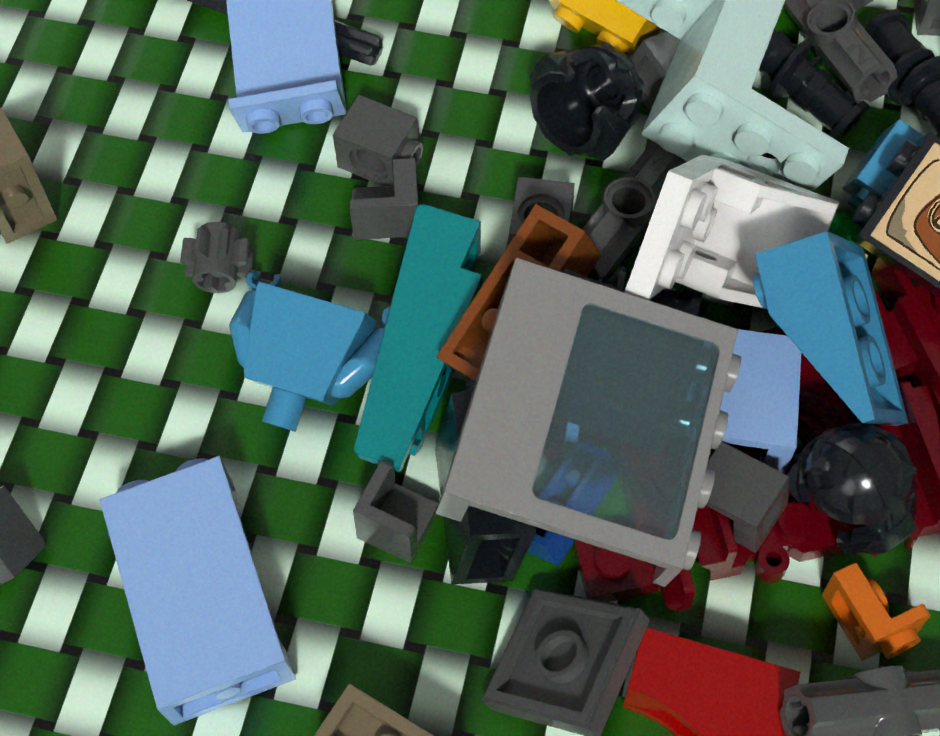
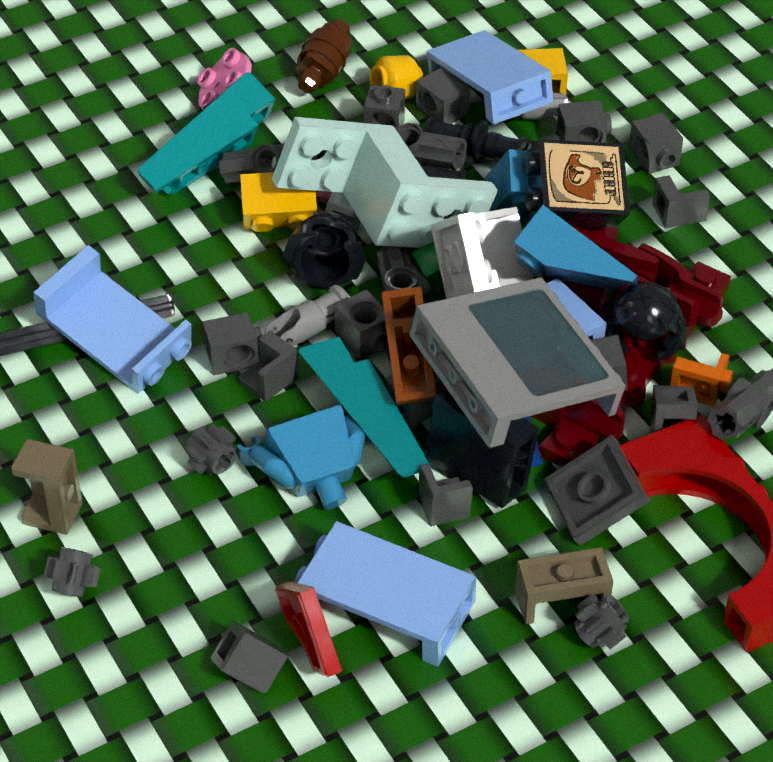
camera: 45 degrees left, 15 degrees down
(56, 560) = (308, 623): none -> red tile
(488, 170) = (308, 317): none -> light grey piece
(775, 628) = (672, 406): none -> dark grey panel

